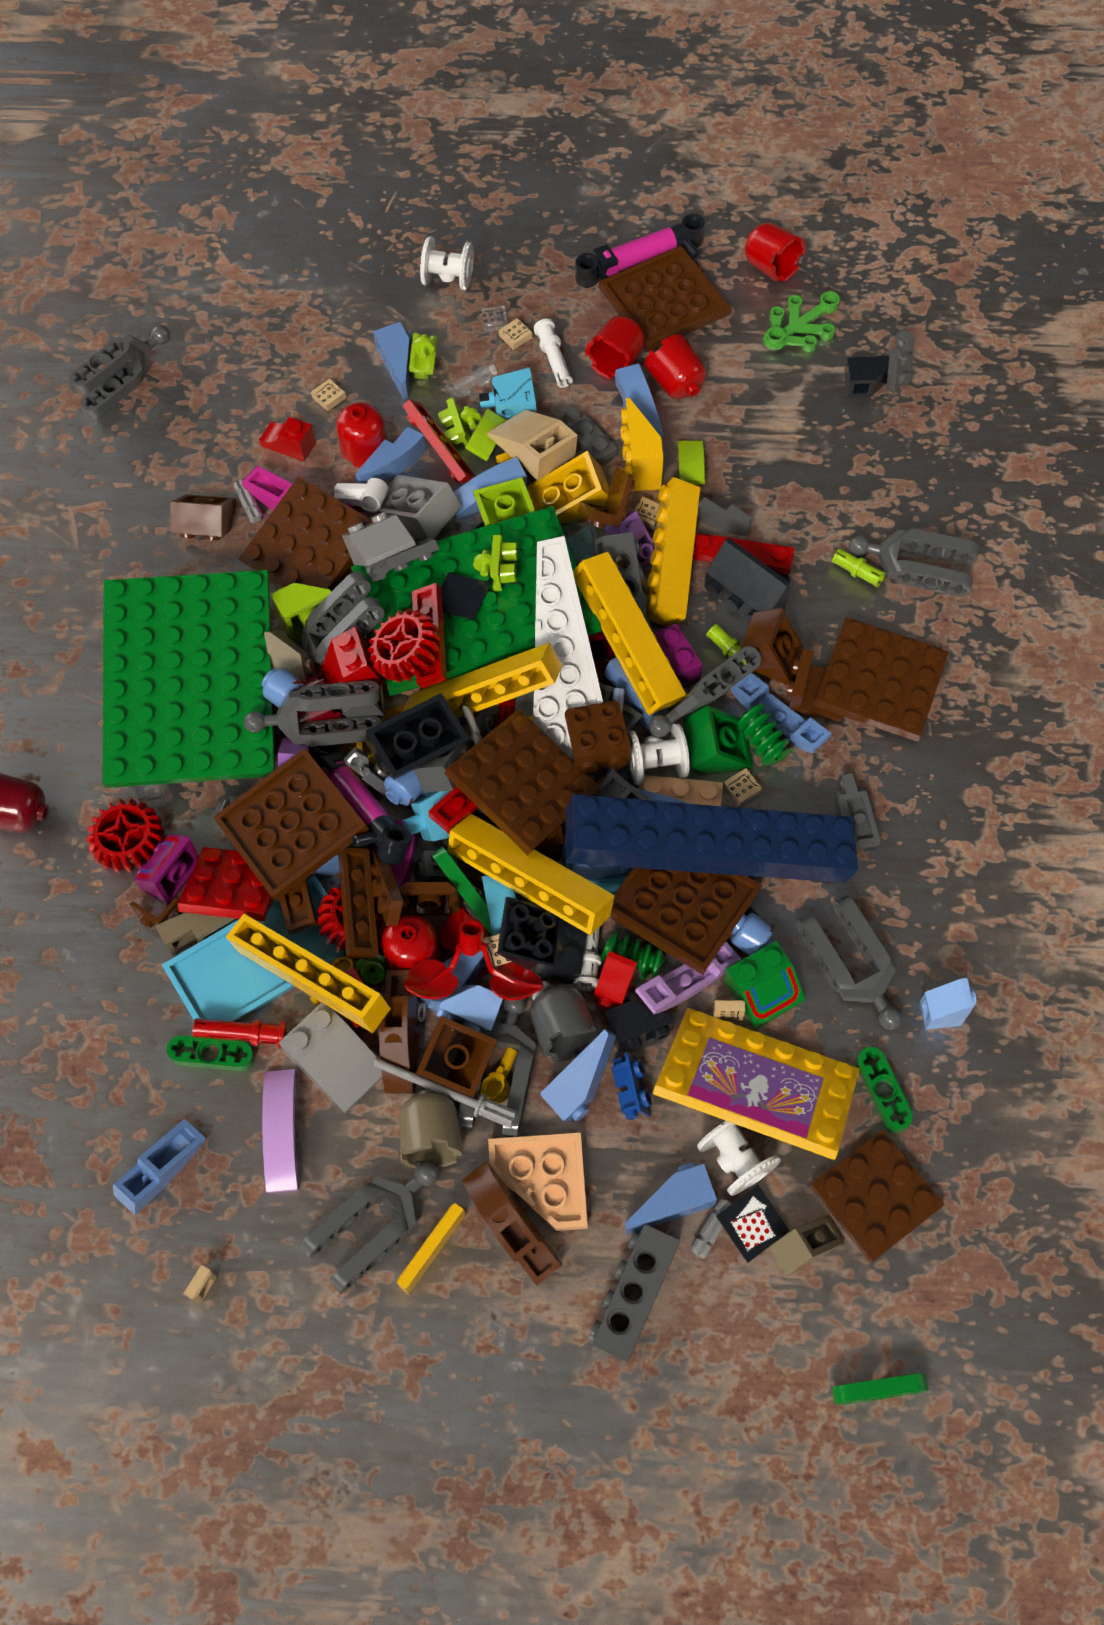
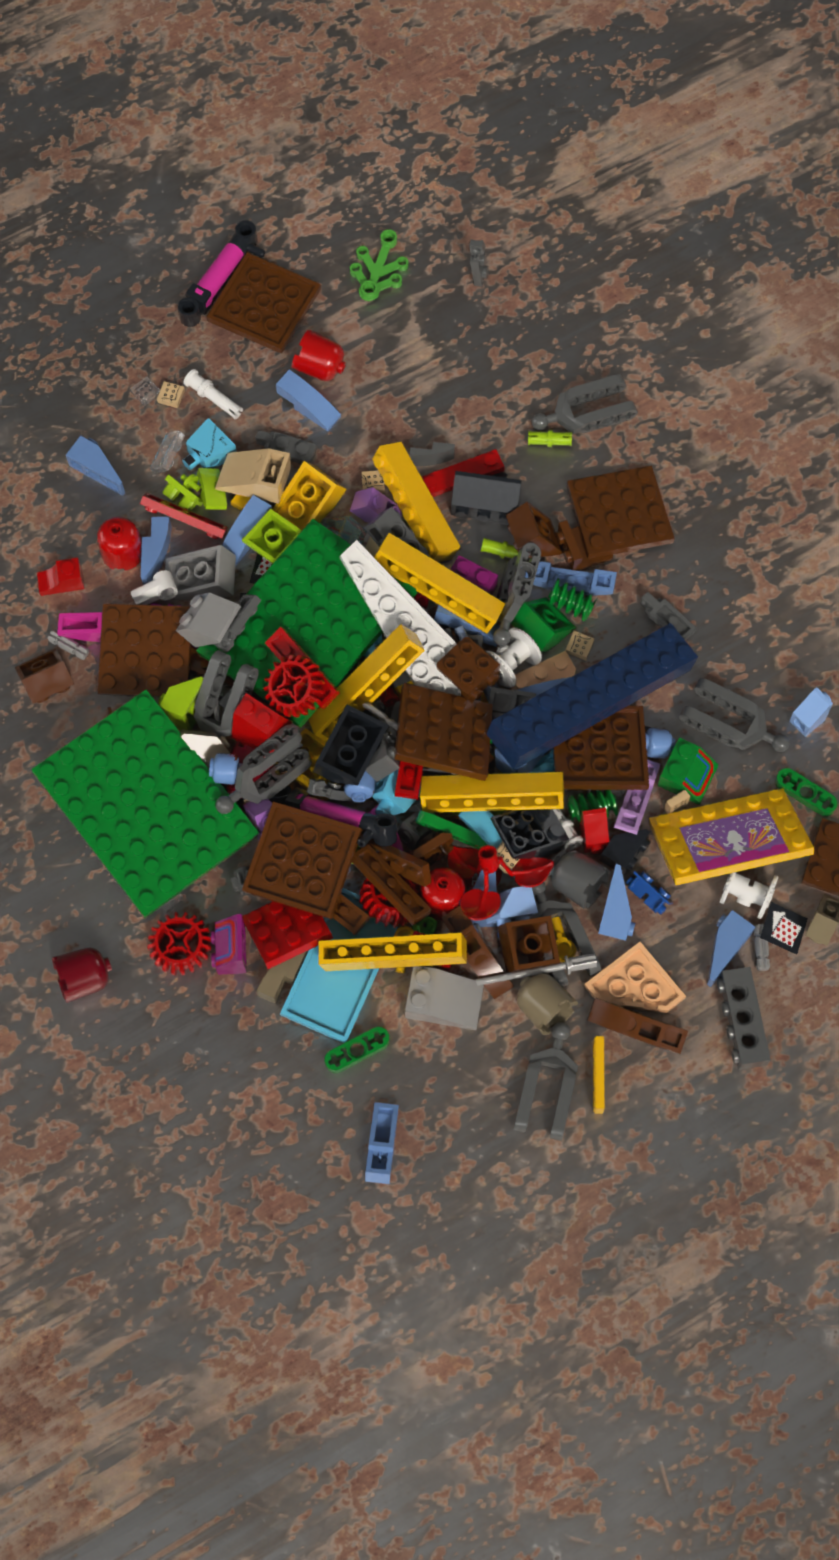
camera: 35 degrees left, 5 degrees up
(149, 919) = (244, 989): reddish brown bracket -> none
(200, 1284) = (469, 1195): tan tile -> none
(254, 1032) = (378, 1016): red pin -> none
(279, 1131) = (444, 1067): lavender slope -> none
(328, 395) = (63, 525): tan tile -> none
(423, 355) = (116, 452): lime hips -> none
(447, 265) = (81, 367): white hose -> none
(463, 595) = (301, 623): black sticker -> none
(495, 562) = (318, 591): lime hips -> none
(615, 346) = (260, 364): red cylinder -> none
(615, 507) = (355, 490): reddish brown bracket -> none
(641, 449) = (338, 436): yellow slope -> none
(691, 462) = (377, 424): lime slope -> none
(774, 251) = (321, 220): red cylinder -> none
(865, 375) = (455, 284): black slope -> none

